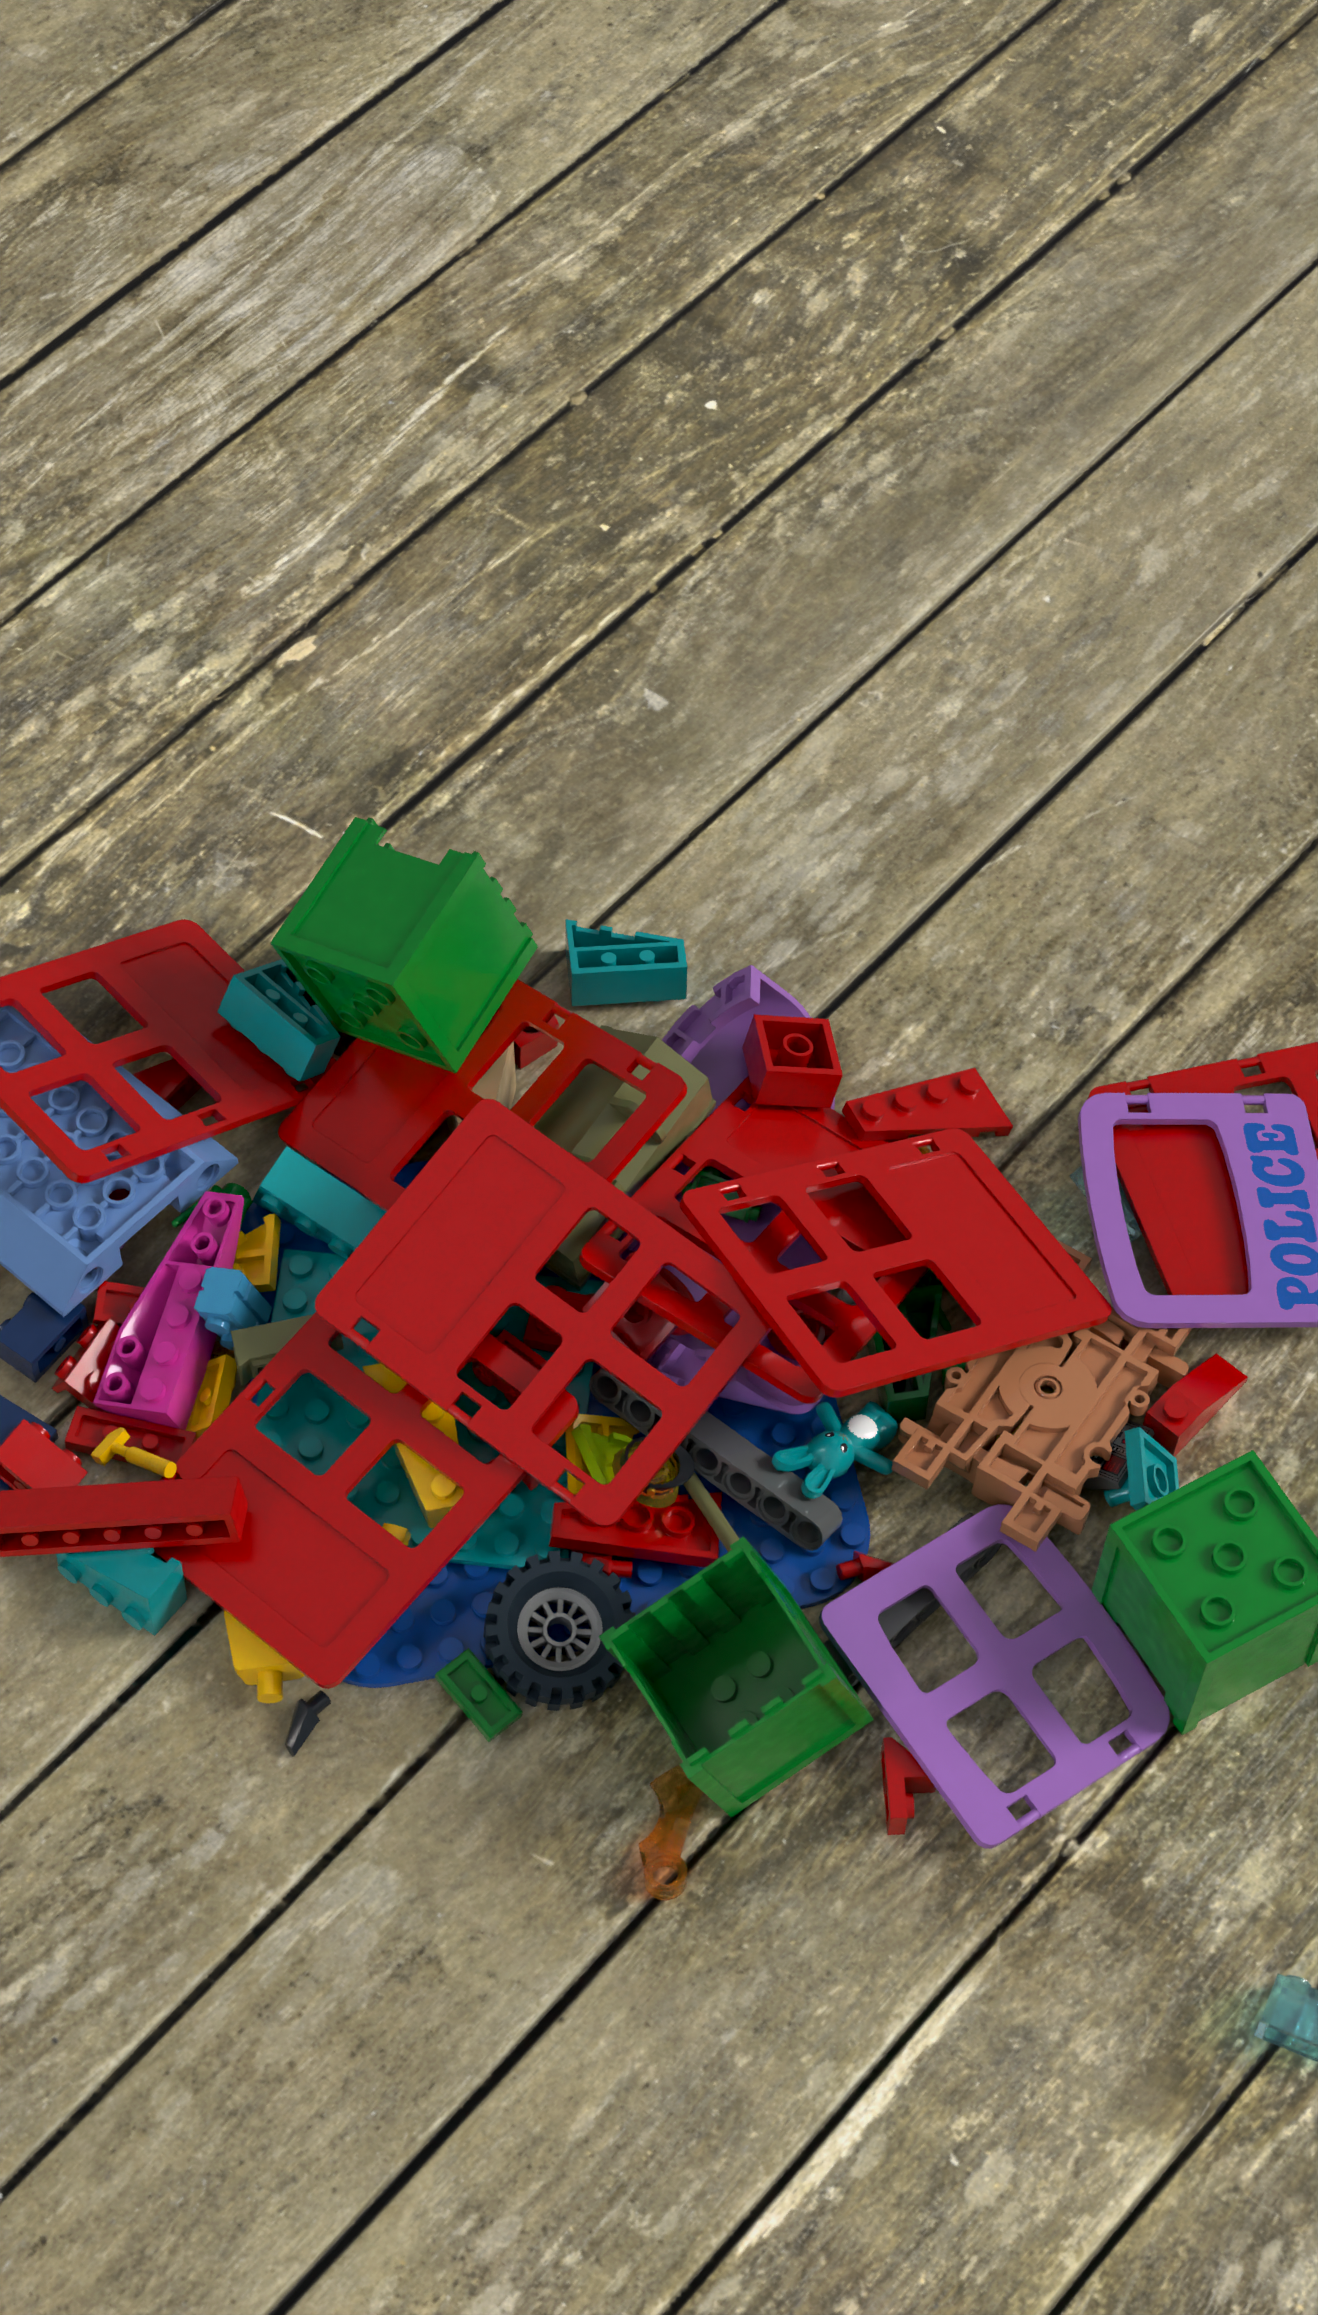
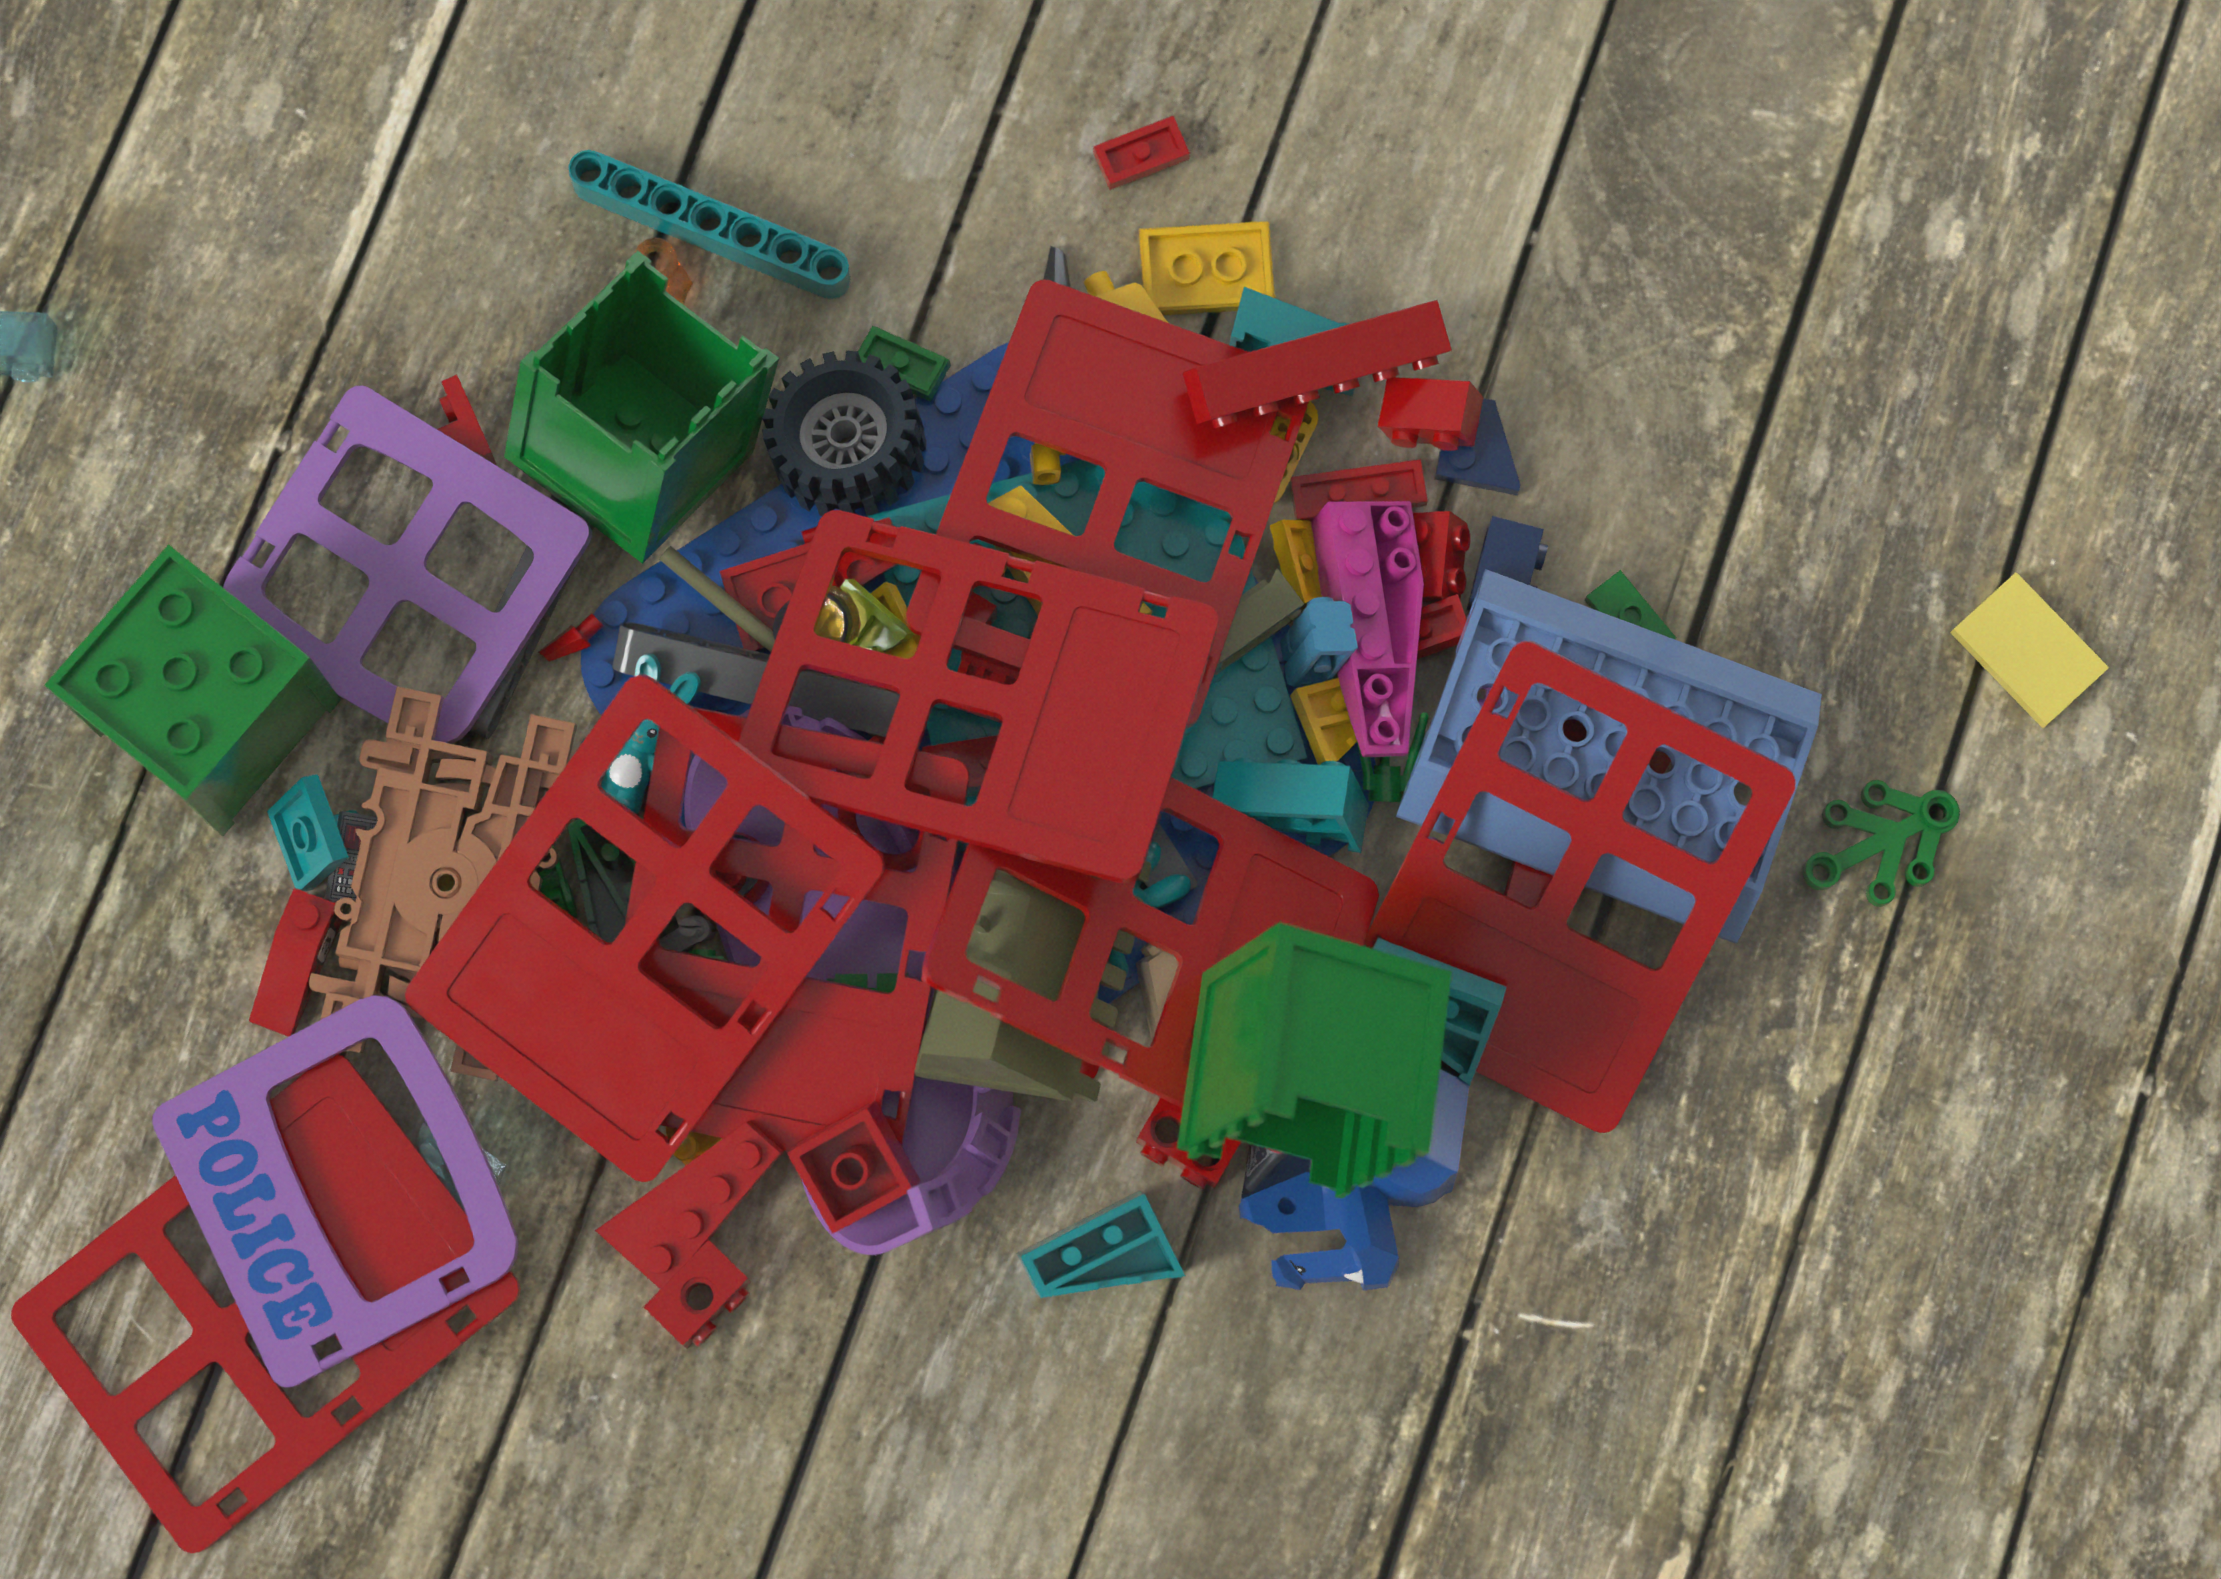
camera: 155 degrees right, 20 degrees up
(114, 1444) = (1369, 463): yellow piece -> none
(163, 1682) = (1205, 266): none -> yellow tile
(171, 1802) = (1141, 152): none -> red plate
(606, 1903) = (695, 209): none -> teal beam
(964, 1038) = (671, 1302): none -> red brick

